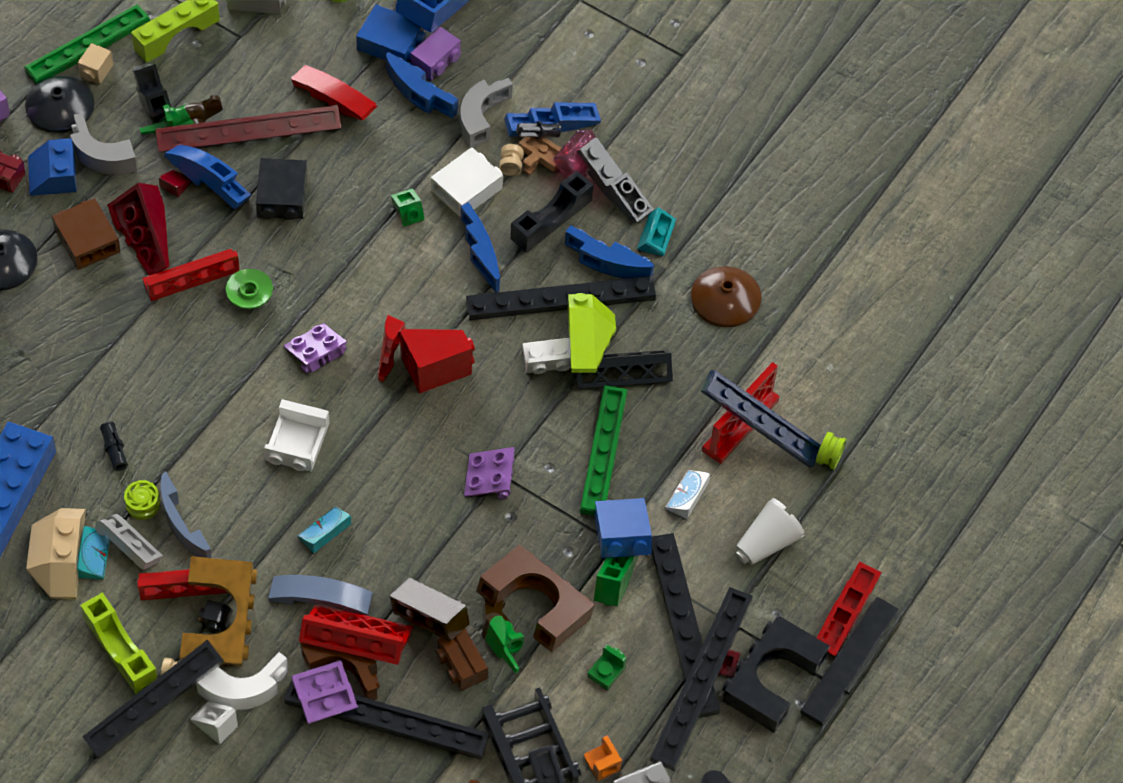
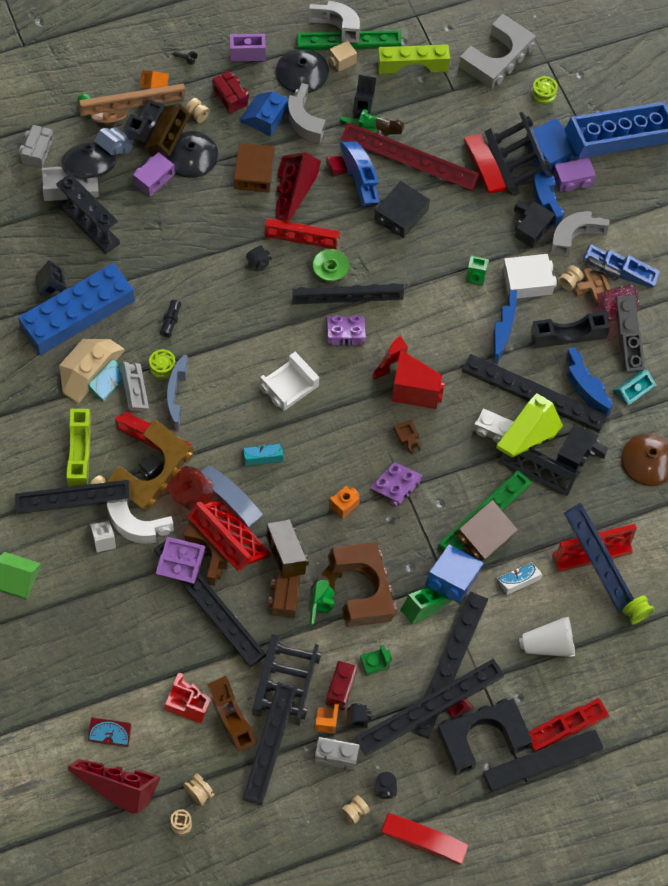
camera: 35 degrees right, 5 degrees up
(62, 23) = (338, 15): none -> light grey arch
(164, 326) = (258, 258): none -> black plate
(269, 600) = (191, 487): none -> clear red brick
(289, 309) = (347, 294): none -> black plate
(361, 84) = (500, 154): none -> black fence
(430, 124) = (534, 223): none -> black hinge
(451, 525) = (340, 505): none -> orange brick
(464, 416) = (407, 434): none -> reddish brown plate
(592, 714) = (341, 685): none -> dark red brick
(621, 465) = (485, 531): none -> brick
(633, 735) = (358, 716): none -> black plate
(648, 324) = (579, 446): none -> black hinge

